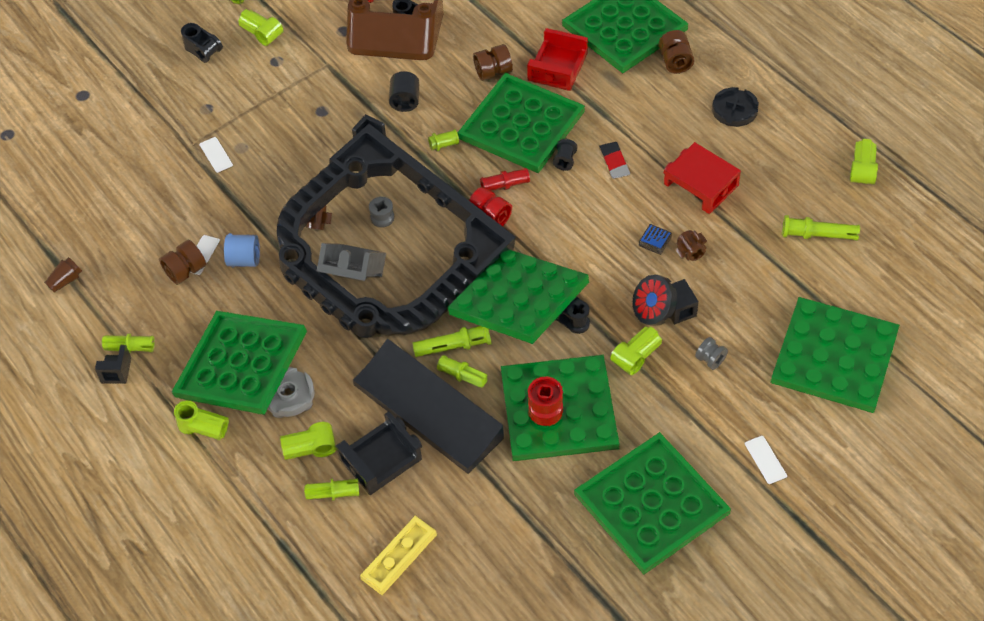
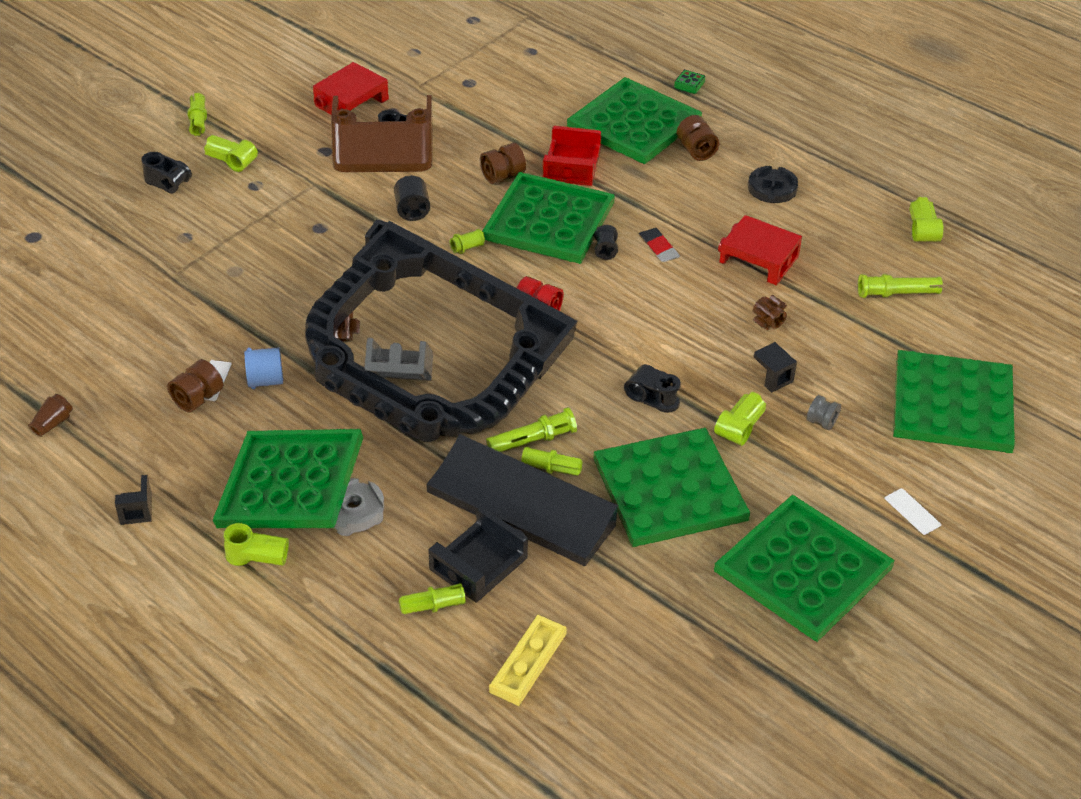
camera: 15 degrees left, 10 degrees down
(133, 343) = (156, 476): lime axle -> none
(216, 154) = (206, 280): white sticker -> none
(316, 441) = (399, 550): lime piece -> none
(381, 212) = (415, 315): dark grey wheel -> none
(505, 179) = (548, 271): red pin -> none
(519, 295) = (597, 377): green plate -> none
(545, 401) = (660, 473): red wheel -> none
(654, 300) = (747, 366): tile -> none
(655, 239) = (727, 312): tile -> none

